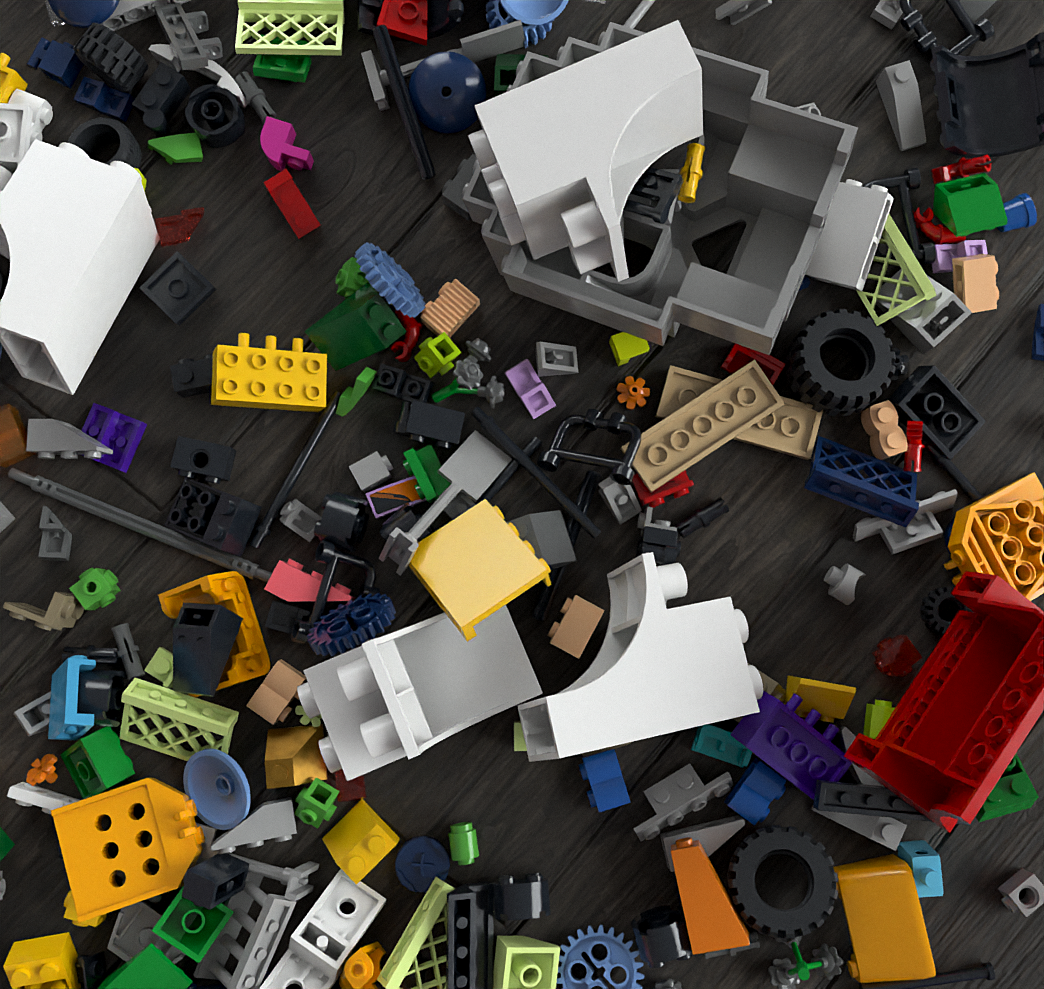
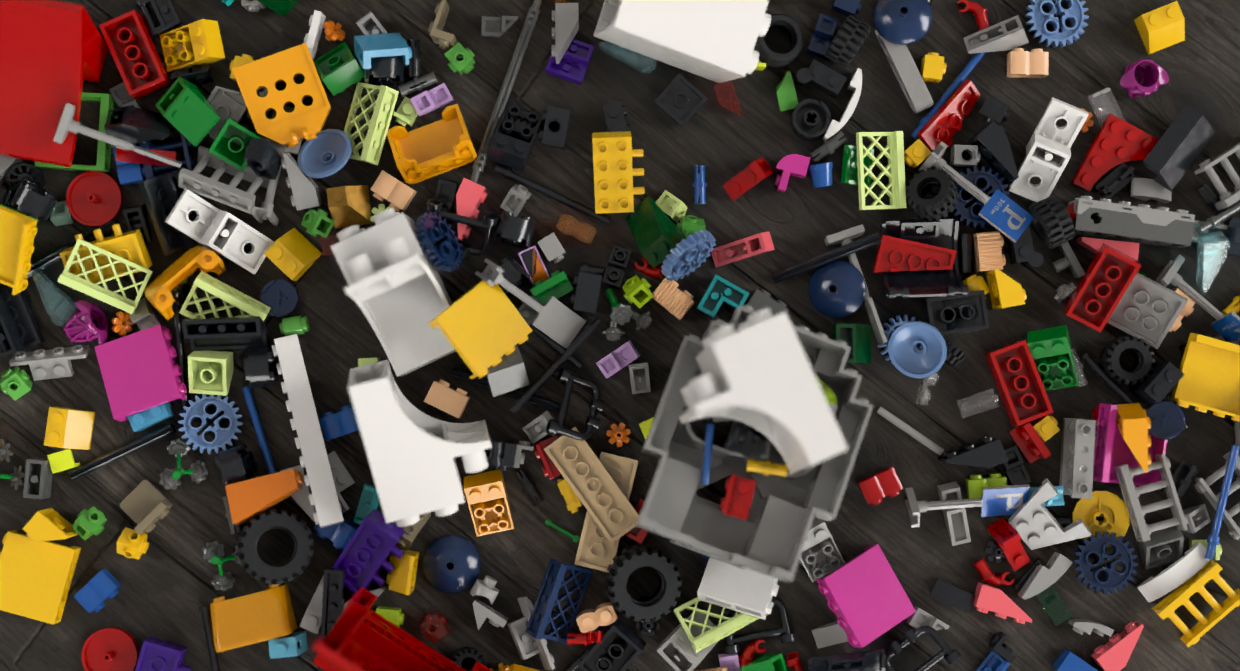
camera: 90 degrees right, 5 degrees up
(111, 355) = (629, 57): none -> clear light blue slope
(152, 632) = (432, 99): none -> lavender slope
(181, 36) = (877, 88): dark grey hinge -> none
(202, 646) = (420, 138): black slope -> none
(291, 105) = (821, 174): none -> blue piece
(295, 268) = (699, 185): none -> blue pin
(320, 304) = (671, 206): none -> yellowish green bracket
(343, 442) = (572, 227): none -> clear orange brick
(352, 395) = (607, 232): bright green slope -> none
(387, 214) = (742, 249): none -> coral slope
(444, 244) = (718, 292): none -> teal brick
(613, 899) = (259, 430): none -> blue bar
(616, 826) = (308, 430): none -> white brick
(669, 253) = (707, 454): none -> blue bar
(713, 39) = (880, 485): none -> red brick
(714, 461) = (569, 495): none -> yellow piece
(724, 572) = (488, 502): none -> light orange slope
(731, 211) = (738, 497): none -> red bracket
(773, 457) = (576, 538): none -> green hinge
(788, 634) = (459, 552): none -> dark blue dish
(863, 69) = (866, 596): none -> dark pink panel
(874, 584) = (484, 611): none -> light grey slope

